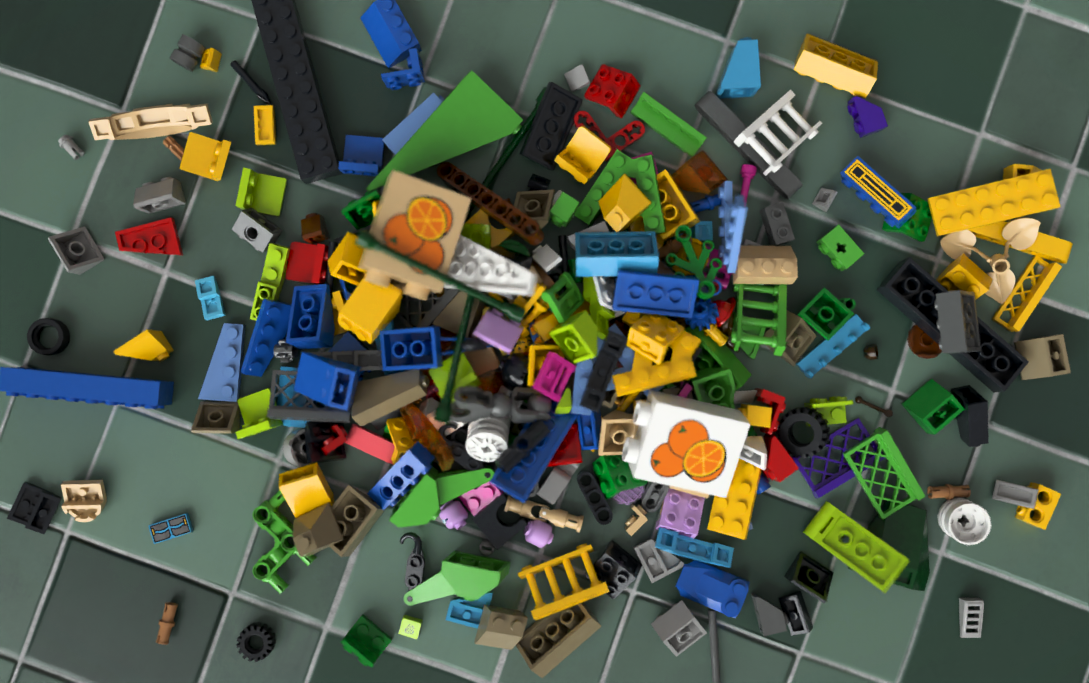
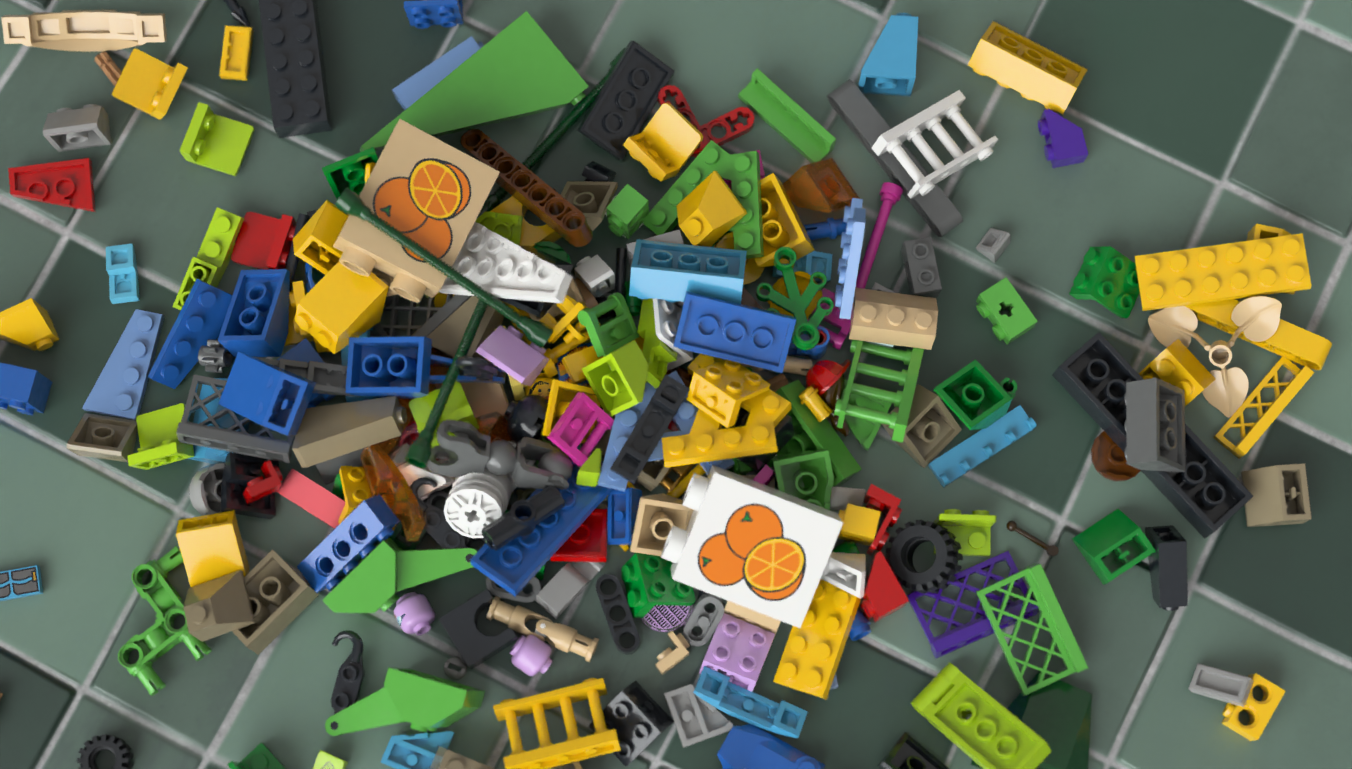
camera: 10 degrees right, 10 degrees down
(251, 220) = (187, 182): brick -> none
(314, 228) = (281, 196): reddish brown slope -> none
(362, 155) = (361, 108): blue bracket -> none
(480, 497) = (451, 593): plate -> none
(577, 78) = (670, 42): light grey slope -> none
(613, 89) = (718, 63): red bracket -> none
(672, 246) = (772, 277): medium nougat pin -> none
(703, 314) = (799, 372): blue gear -> none
(872, 352) = (1037, 460): dark brown hinge -> none
(877, 192) = (1064, 240): brick -> none
(948, 491) = (1126, 671): medium nougat pin -> none
(970, 529) = (1156, 703): white wheel -> none

